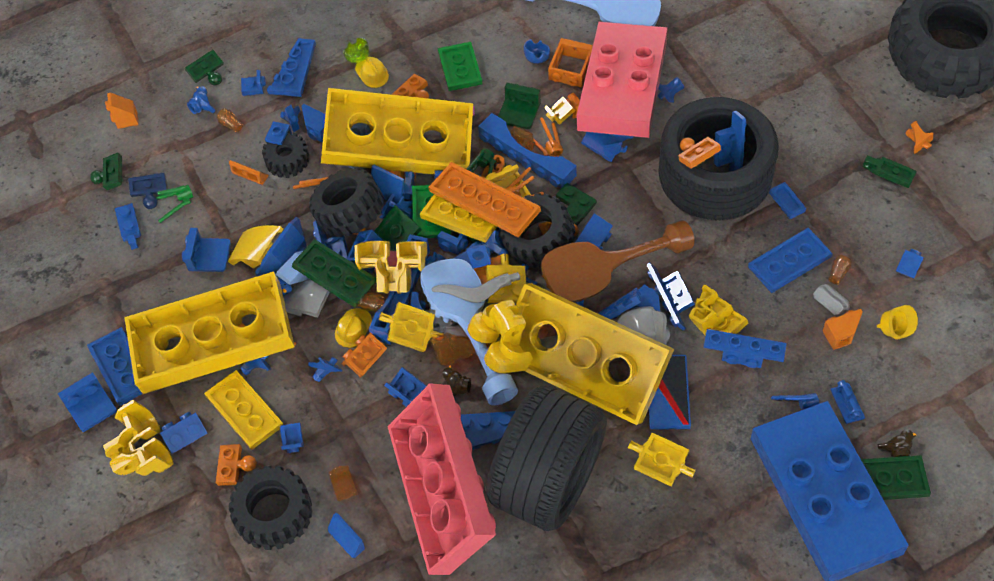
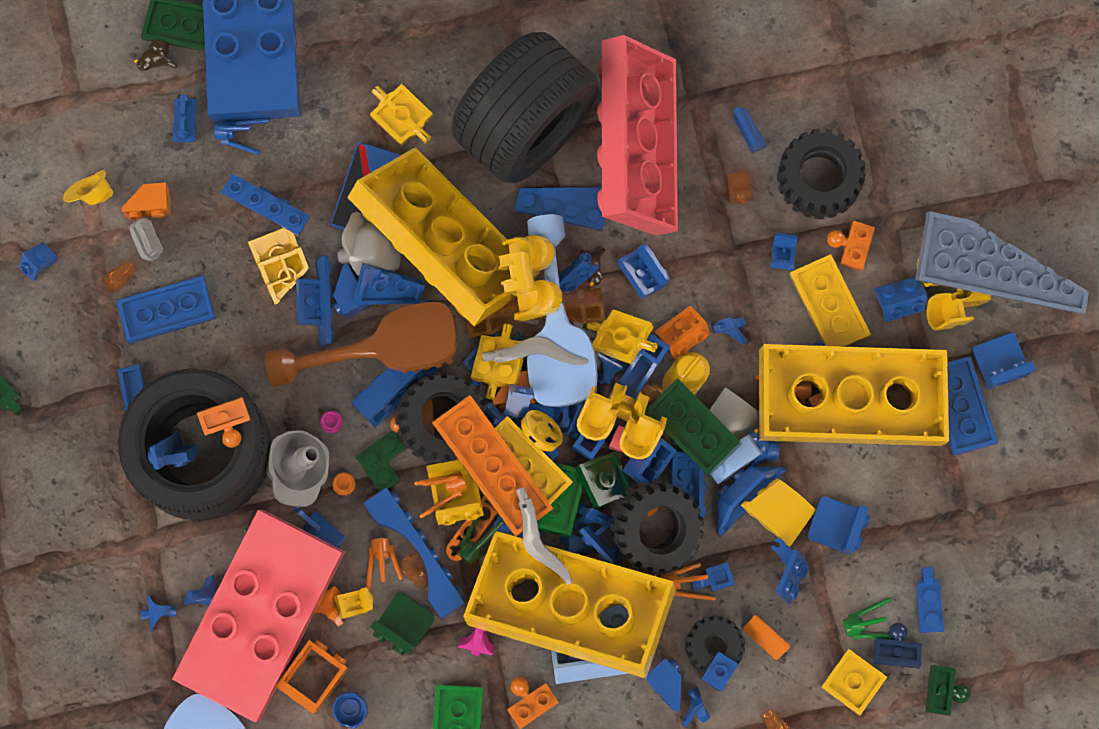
camera: 165 degrees left, 20 degrees up
(108, 460) = (972, 259): none -> sand blue wing
(178, 160) = (854, 682): none -> yellow plate
(237, 214) = (795, 570): none -> blue plate
(295, 196) = (718, 578): none -> blue plate
(437, 161) = (532, 538): none -> light grey piece
(455, 242) = (536, 424): none -> yellow piece
(465, 368) = (573, 277): none -> blue hinge
(597, 181) = (343, 484): none -> orange plate
(624, 218) = (331, 421): none -> dark pink plate
(635, 171) = (297, 467): none -> light grey piece
(698, 71) = (156, 611): none -> blue piece

